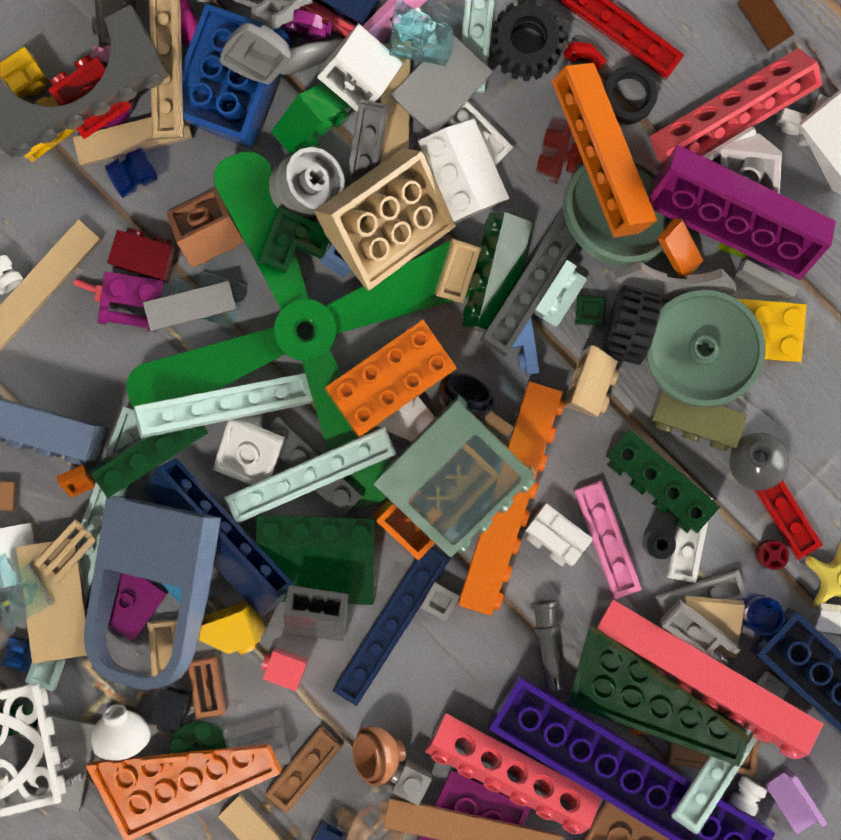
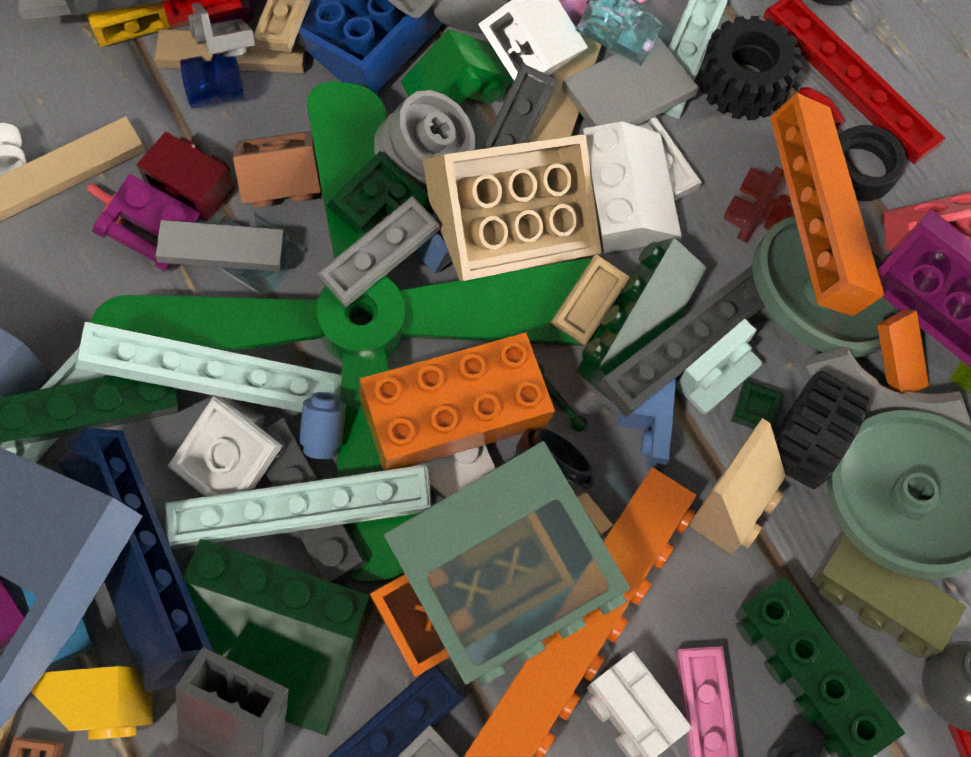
camera: 10 degrees right, 20 degrees down
(128, 140) = (226, 37): none -> light grey bracket
(305, 286) = (378, 251): none -> light grey tile
(306, 416) = (322, 425): none -> medium blue brick
(472, 357) = (578, 423): none -> dark green hinge

